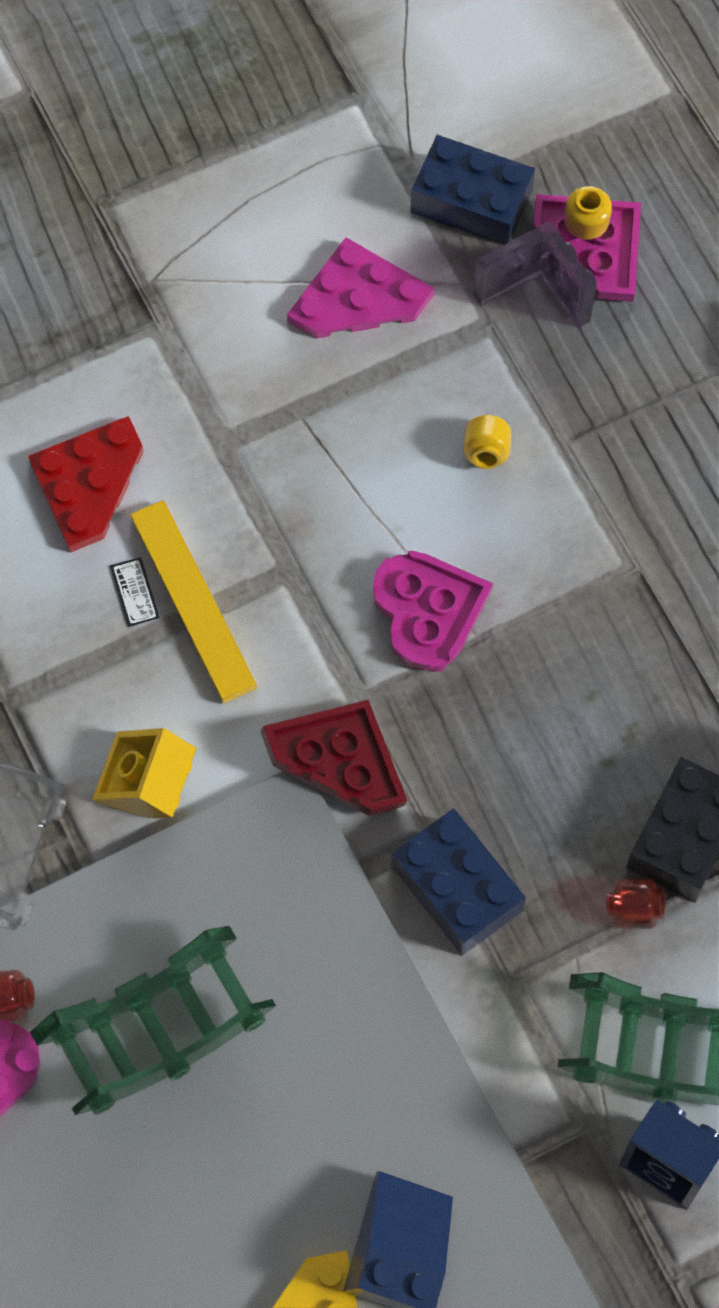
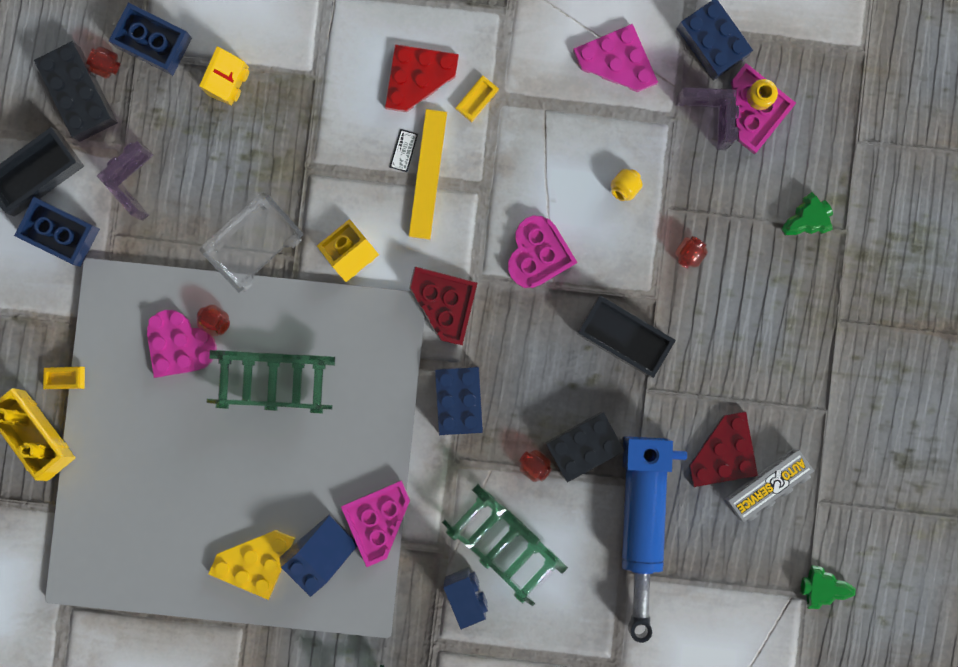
camera: 30 degrees right, 20 degrees up
(194, 459) = (477, 98): none -> yellow tile
(457, 1137) = (376, 520): none -> dark pink plate
(635, 638) = (626, 337): none -> black piece
(642, 473) = (691, 252): none -> clear red head

